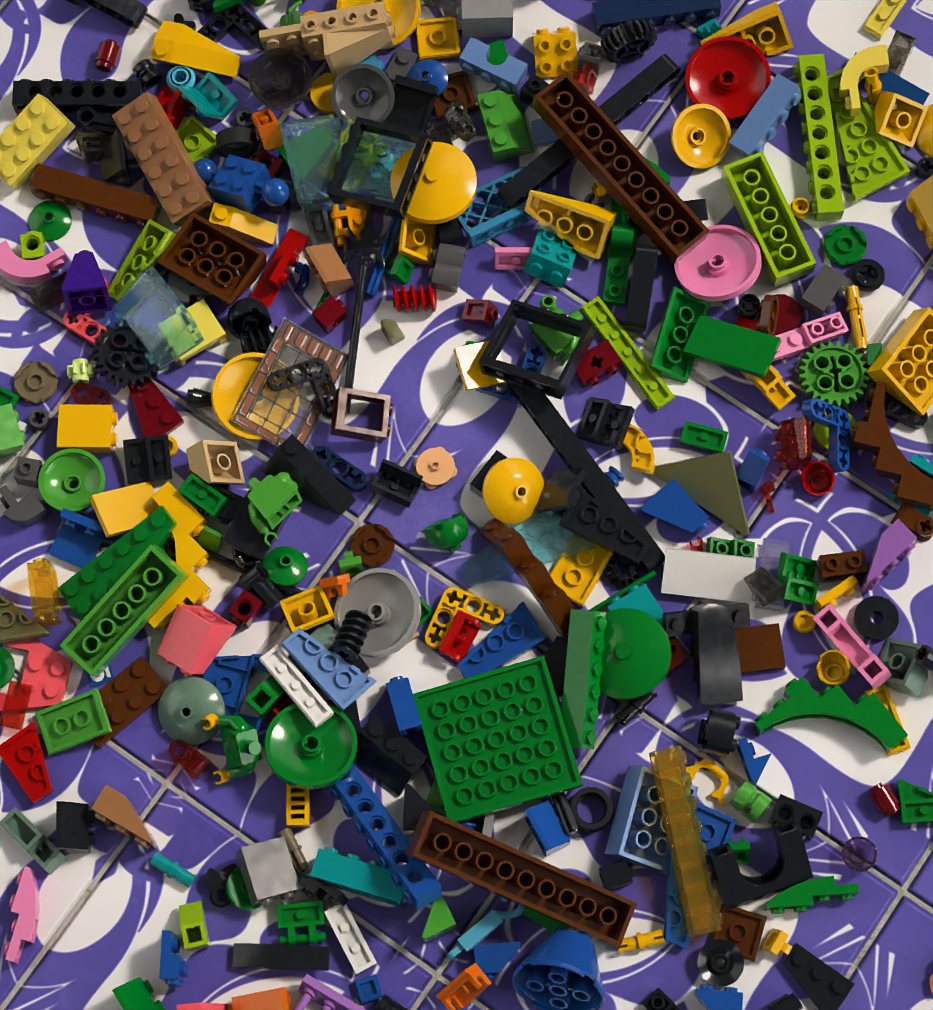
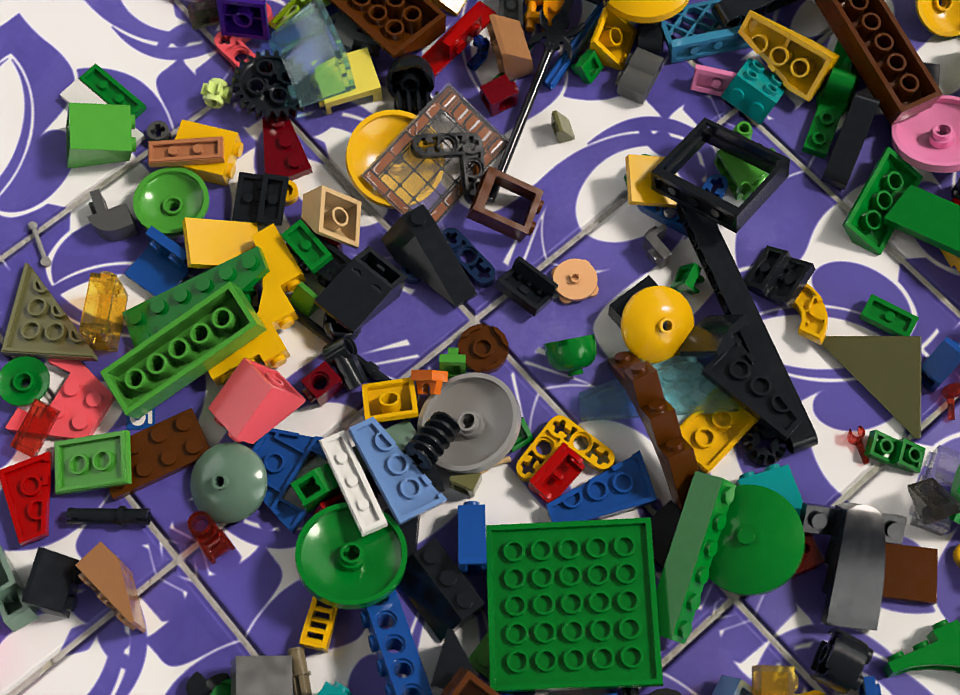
camera: 15 degrees right, 5 degrees down
(27, 471) = (126, 181): dark grey brick -> none
(36, 382) = (167, 95): dark tan tile -> none
(72, 433) = (186, 152): none -> nougat tile
(93, 392) = (223, 118): clear red beam -> none
(110, 759) = (109, 516): none -> black pin
(172, 869) = (153, 662): teal pin -> none
(198, 398) = (332, 149): black cone -> none
(239, 744) = (269, 534): green torso -> none
(271, 501) = (380, 269): bright green torso -> none
(286, 574) = (379, 356): green dish -> none
(387, 663) = (466, 484): none -> olive slope
(414, 298) = (595, 98): red piece -> none
(480, 312) = (664, 127): dark red bracket -> none
(496, 423) = (654, 247): none -> flat silver bracket
(529, 442) = (686, 278): none -> green tile
(599, 192) = (823, 35): yellow tile -> none
(602, 355) = (783, 210): dark red brick -> none
(614, 476) = (777, 335): blue bush -> none
(628, 352) = (821, 211): lime tile -> none
(634, 707) = (744, 606): black pin -> none
(638, 582) = (759, 468): green axle -> none
(677, 508) = (842, 387): blue slope -> none
(707, 575) = (863, 472): white tile -> none

